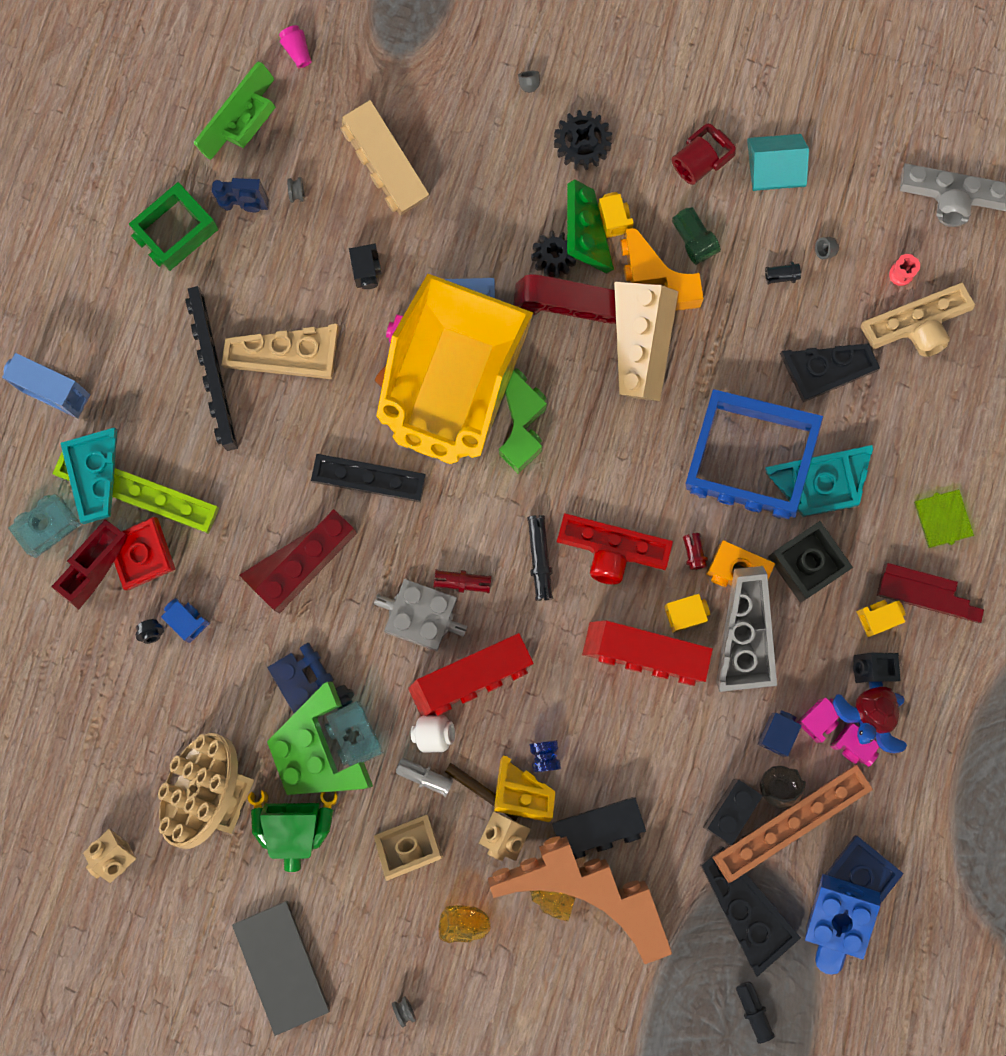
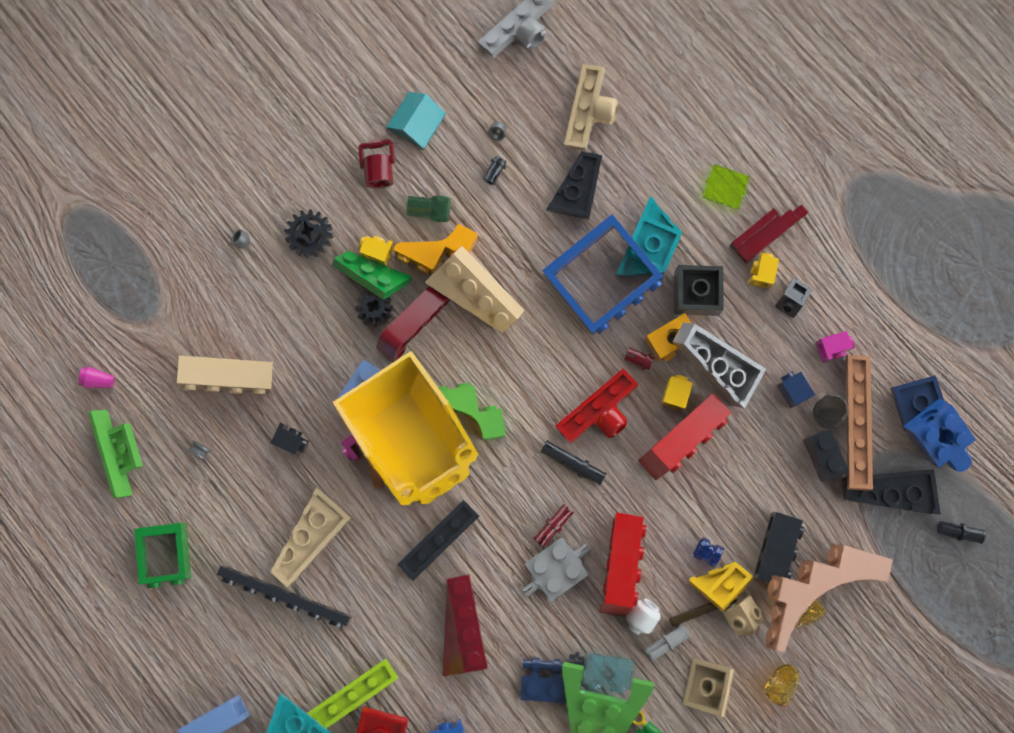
camera: 60 degrees left, 0 degrees up
(243, 192) = (179, 486): dark blue plate -> none
(819, 719) = (803, 356): dark pink brick -> none
(877, 715) = (825, 320): animal -> none
(910, 264) = (545, 87): coral bush -> none

